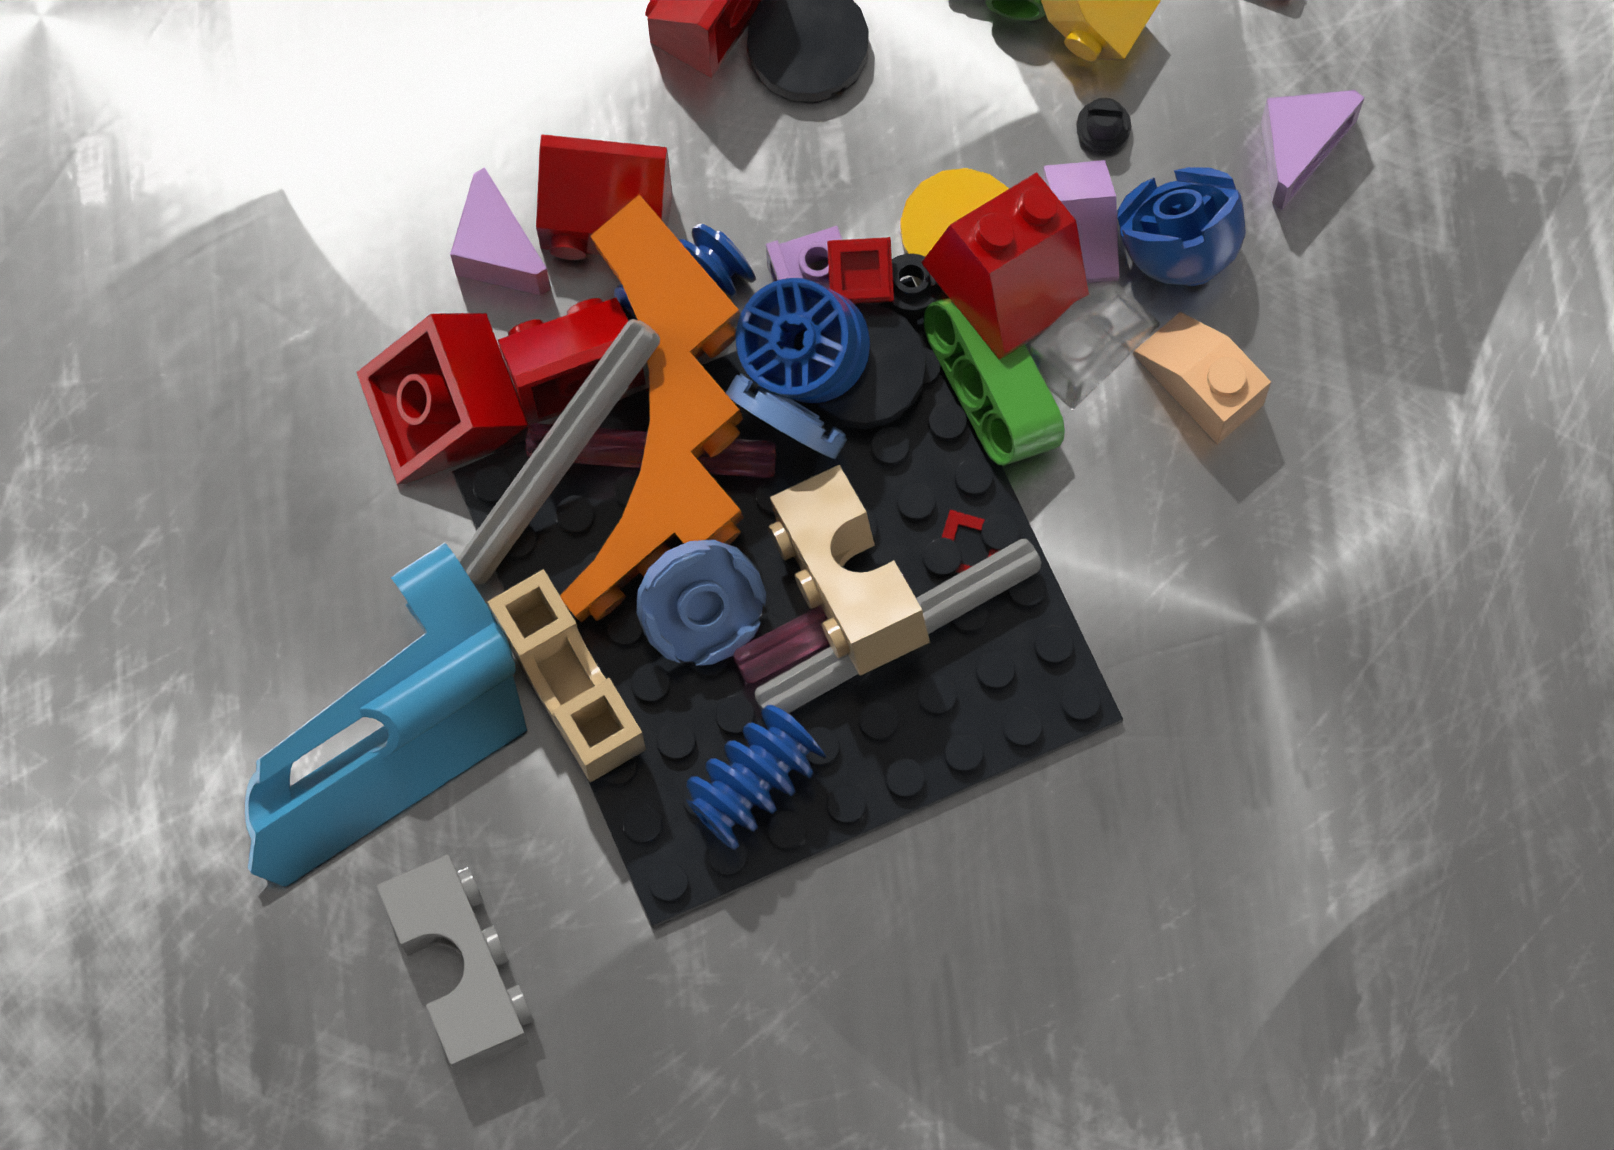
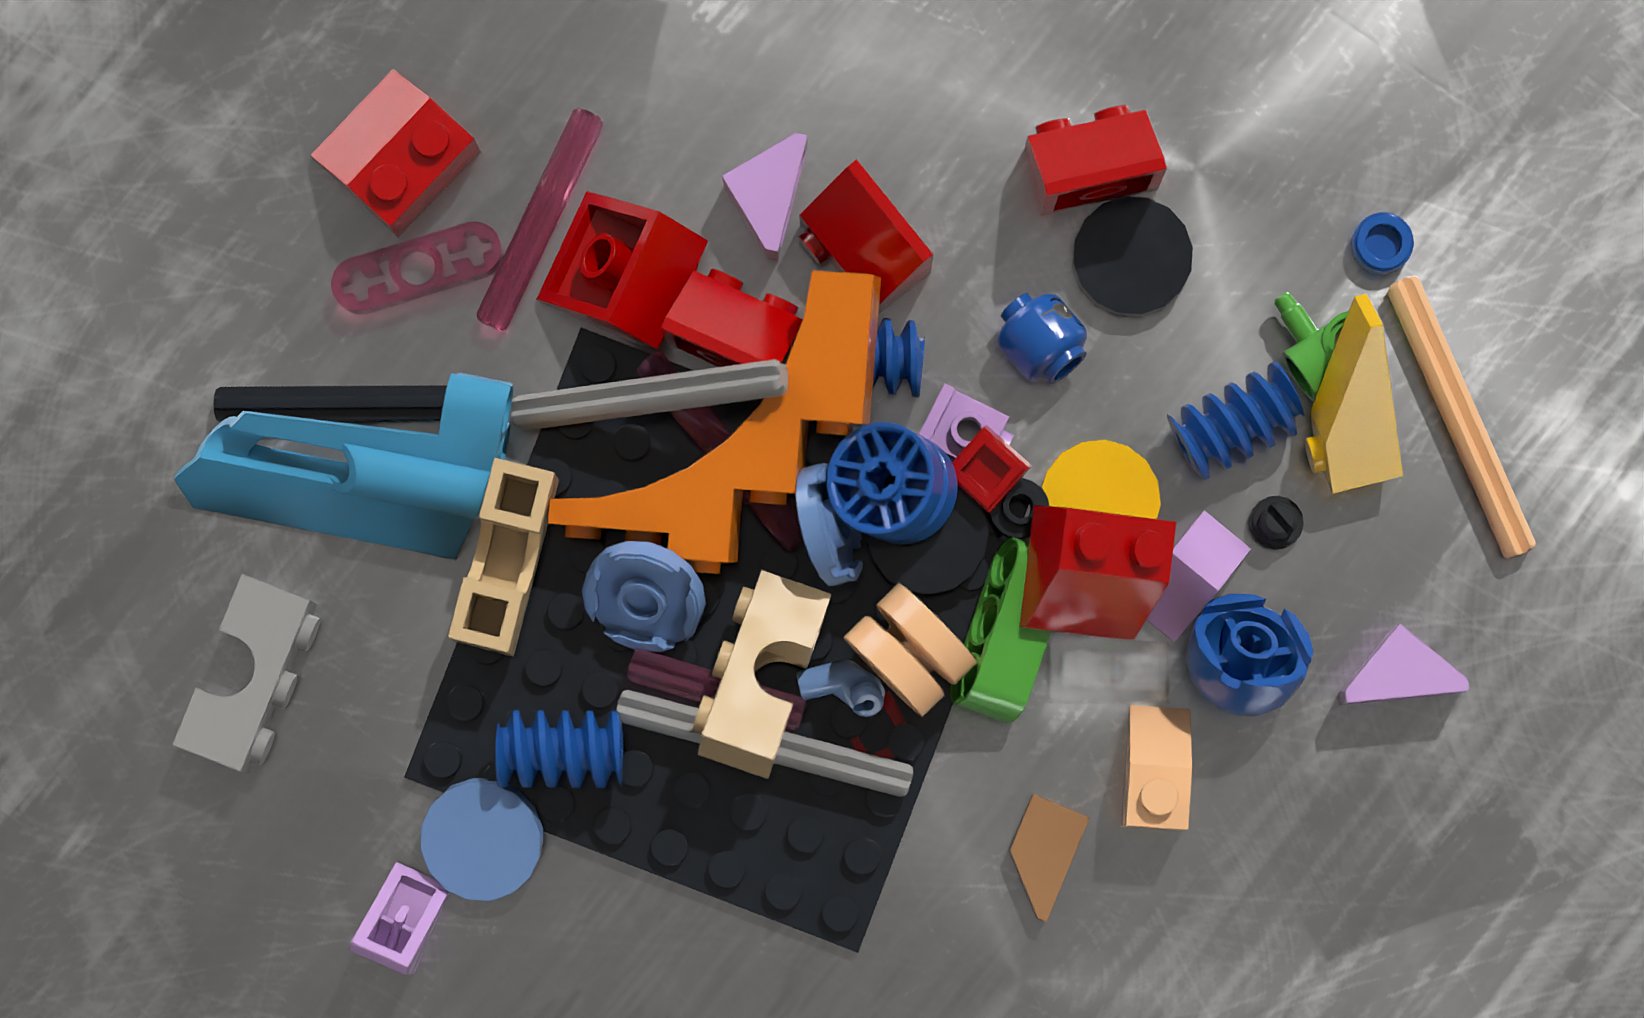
camera: 45 degrees right, 10 degrees up
(183, 474) = (396, 152): none -> red slope
(247, 578) = (378, 293): none -> clear pink beam
(342, 424) = (539, 219): none -> clear pink axle
(364, 657) = (334, 402): none -> black axle
(759, 909) = (481, 839): none -> medium blue tile
(759, 1030) = (401, 920): none -> lavender slope
(802, 152) = (1042, 337): none -> blue head
(914, 526) = (847, 682): none -> medium blue arm
(938, 448) = (910, 649): none -> light nougat wheel
(1000, 73) = (1238, 419): none -> blue piece
(1182, 511) = (1045, 850): none -> medium nougat tile

